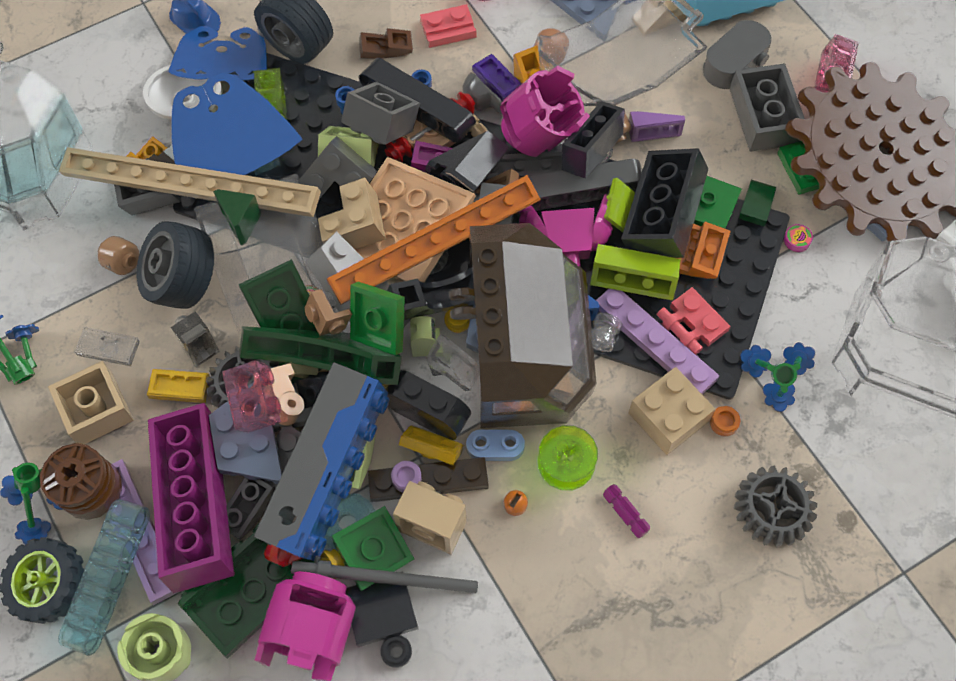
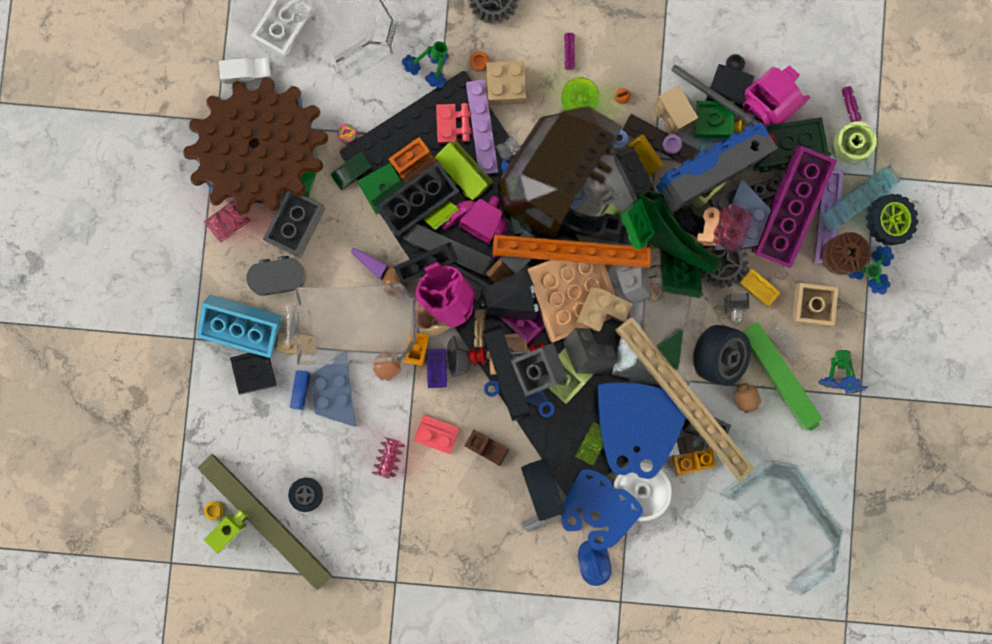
camera: 145 degrees left, 20 degrees up
(90, 303) = (782, 378): none -> bright green brick
(323, 317) = (665, 252): medium nougat bracket -> none

